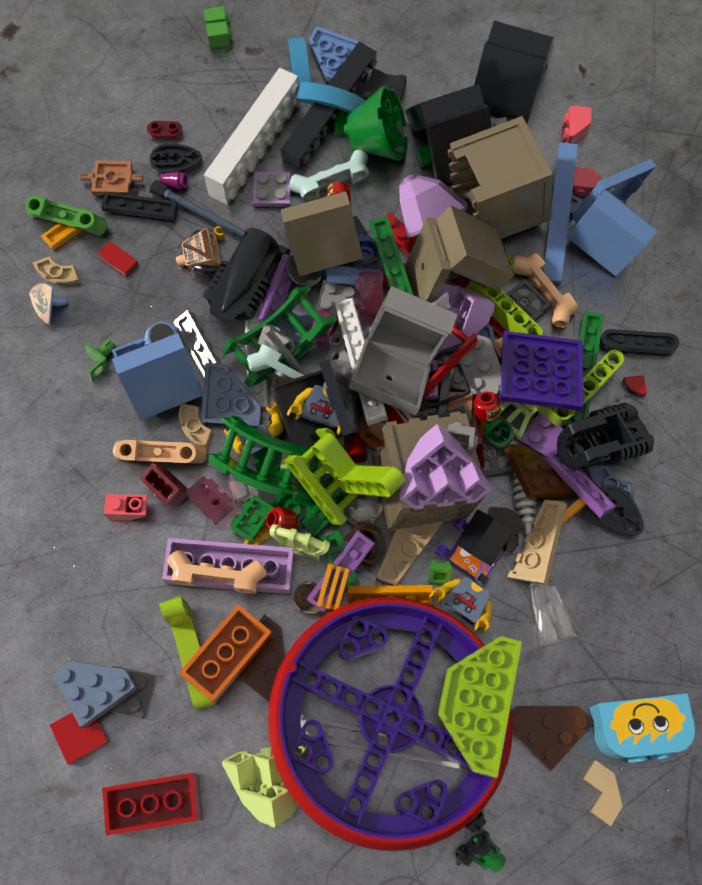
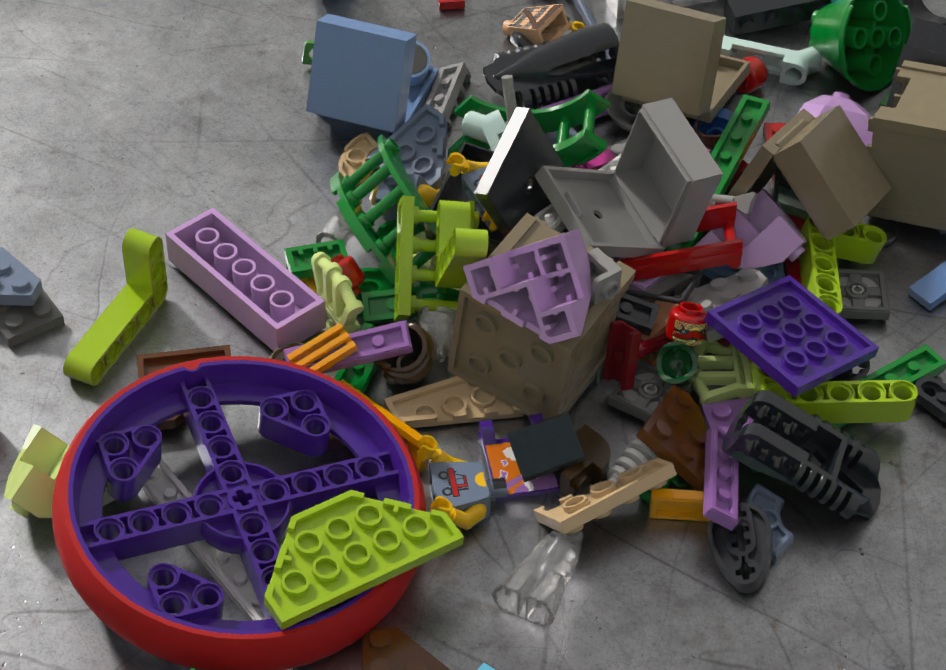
camera: 40 degrees right, 25 degrees down
(125, 507) = (203, 165): coral slope -> none
(160, 451) = (308, 156): light nougat plate -> none
(164, 485) = (265, 176): dark red brick -> none
(209, 499) = (295, 219): clear pink brick -> none
(225, 654) = (146, 329): orange brick -> none
(244, 581) = (238, 281): light nougat plate -> none
(439, 572) = (461, 445): bright green tile -> none
(563, 305) = (904, 321): light nougat plate -> none
(636, 384) = (915, 456): red tile -> none

